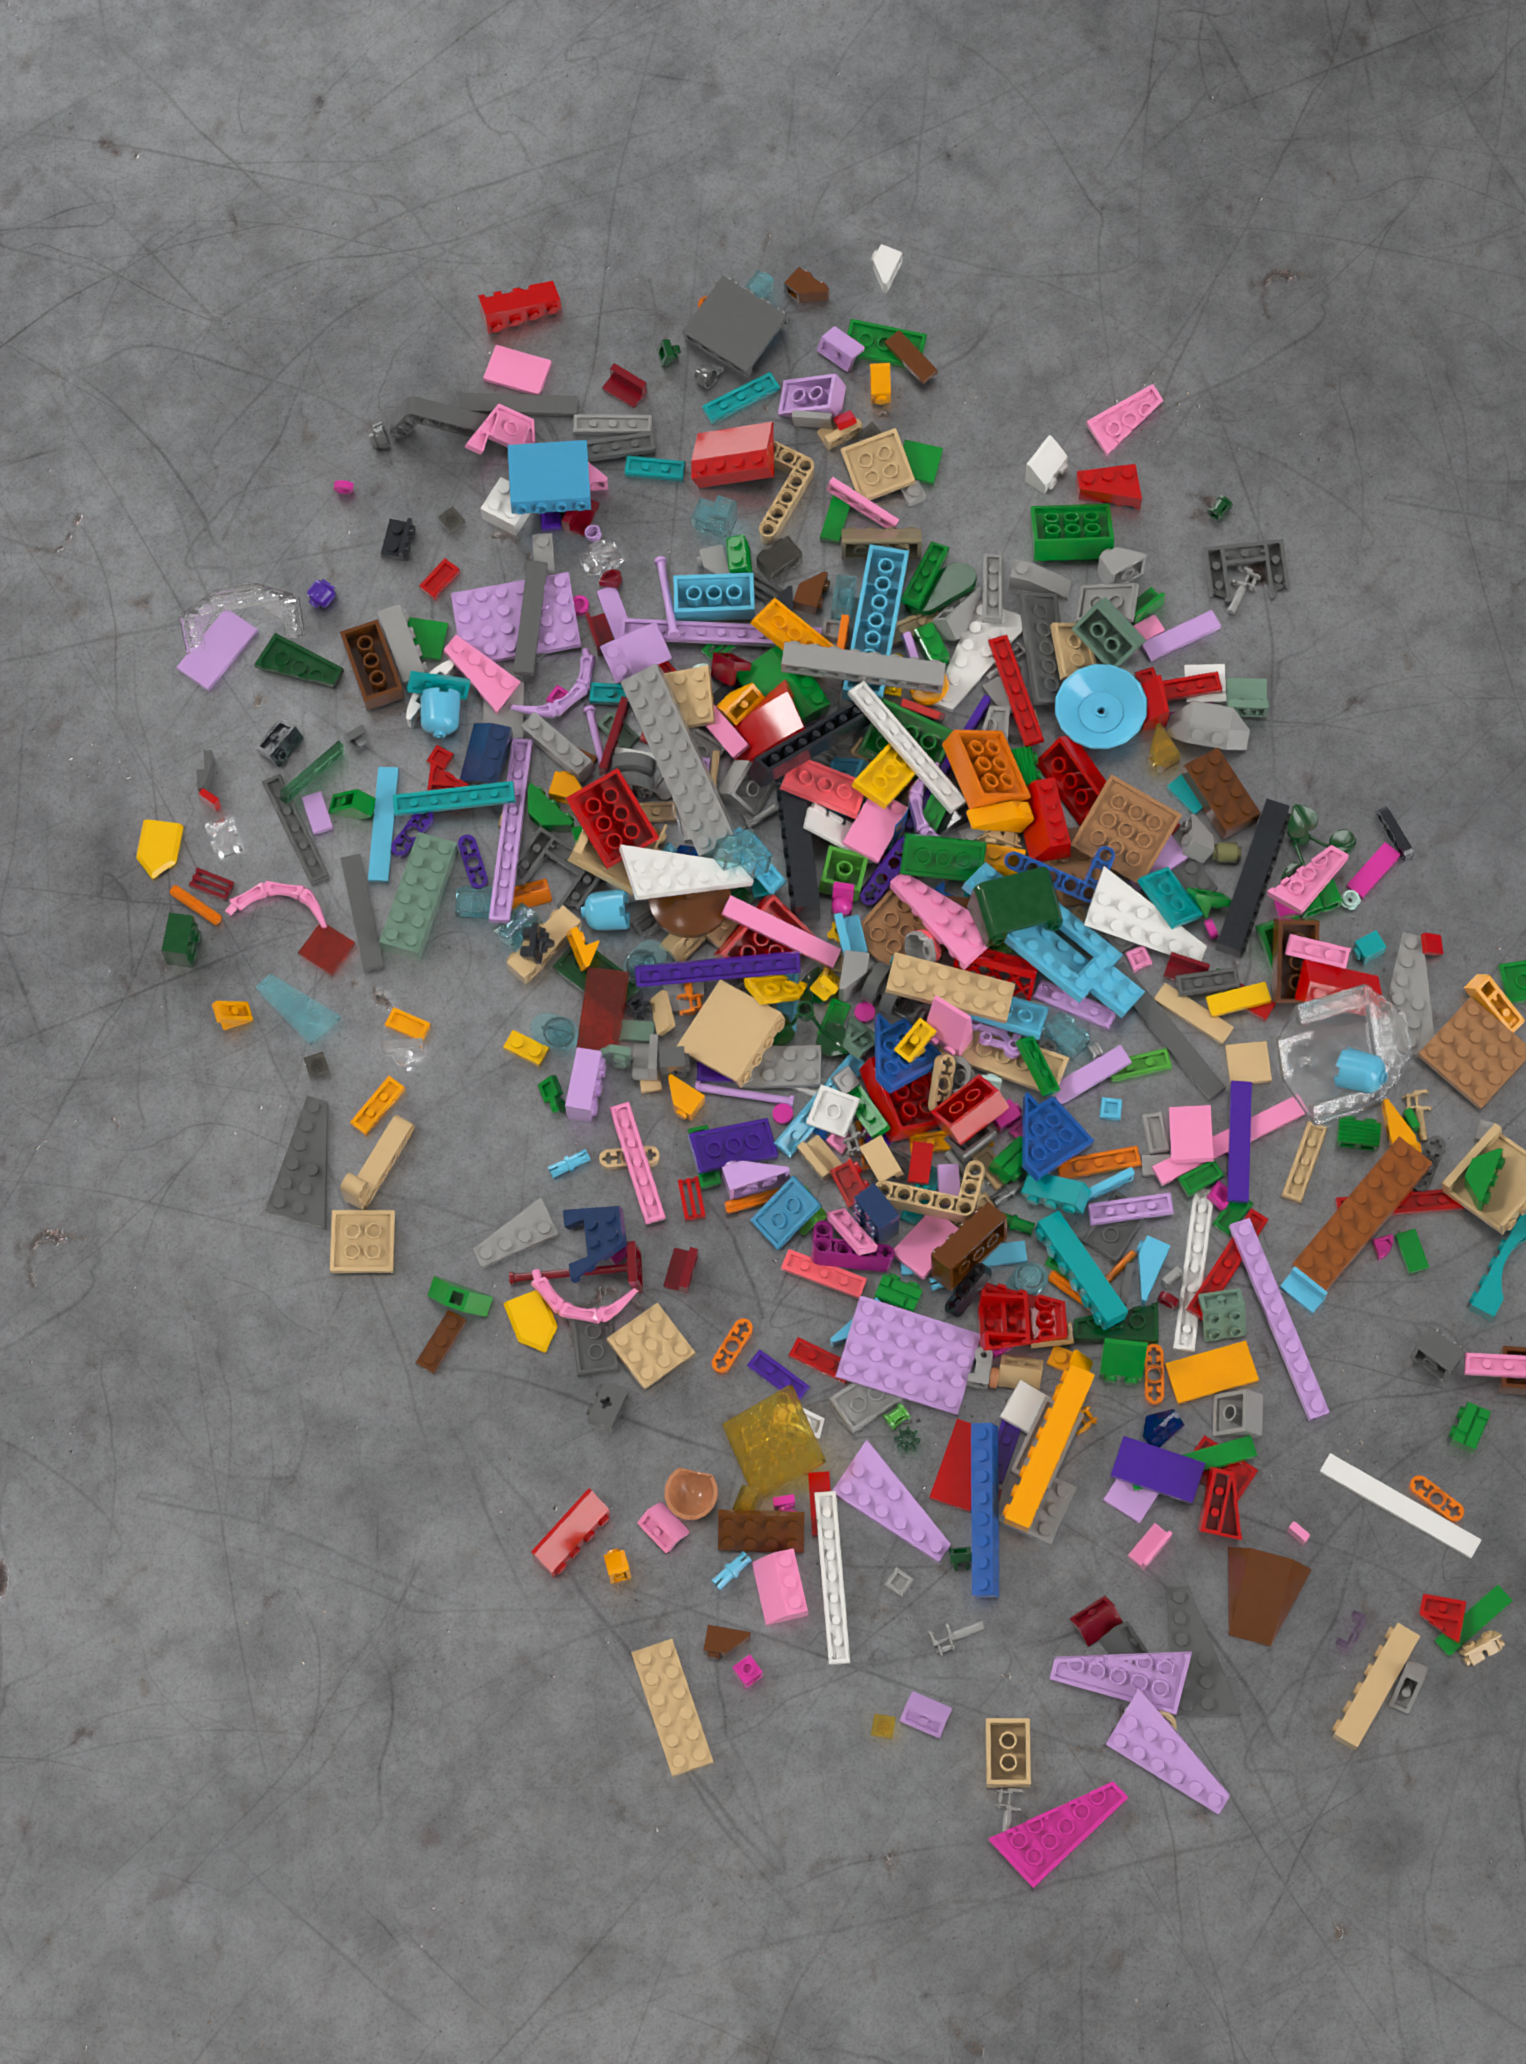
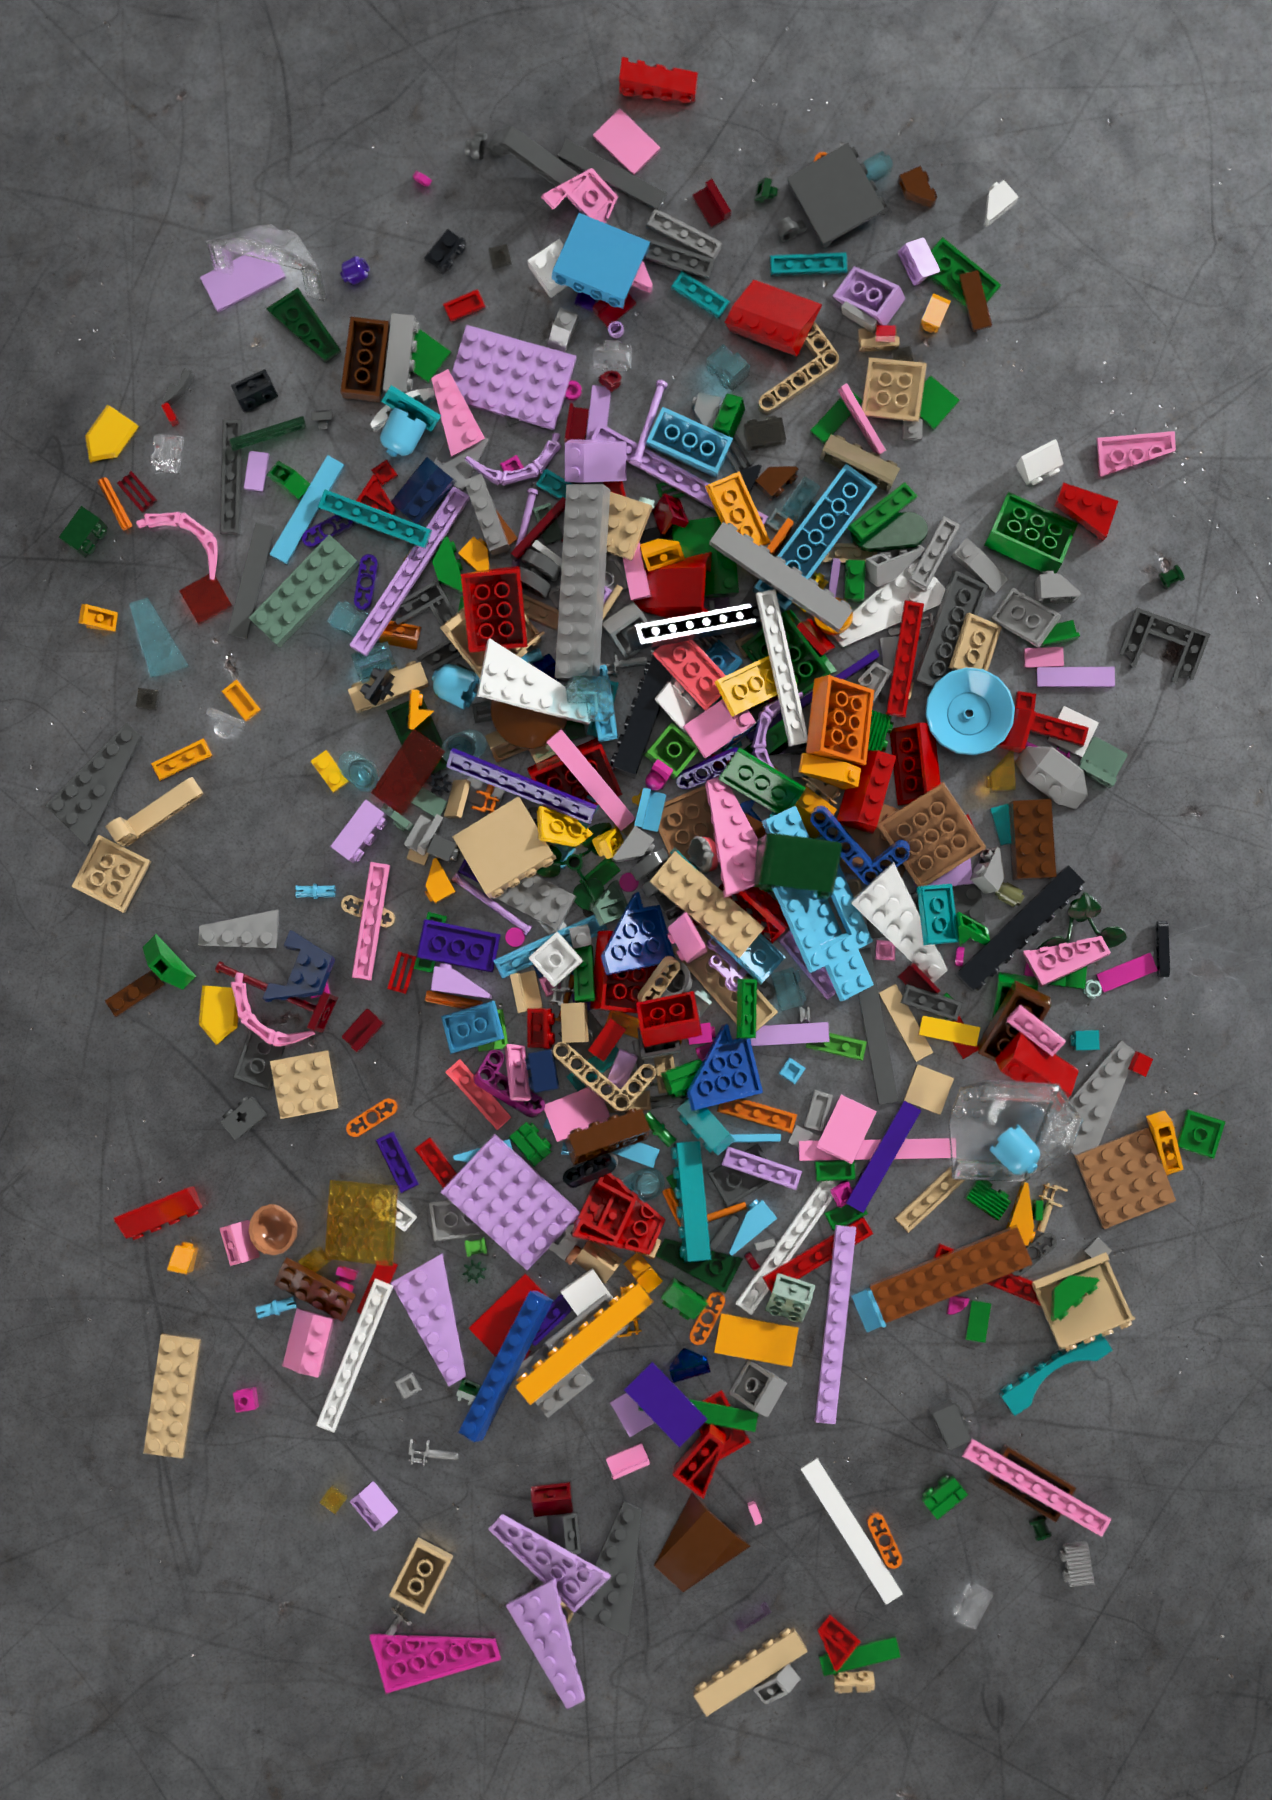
camera: 25 degrees right, 15 degrees up
(530, 618) = (521, 384): dark grey tile -> none
(551, 1092) = (331, 821): green plate -> none
(723, 1641) = (238, 1364): reddish brown slope -> none
(915, 1040) = (653, 936): yellow slope -> none
(1108, 633) = (1011, 649): sand green brick -> none
(1242, 587) = (1150, 660): light grey piece -> none

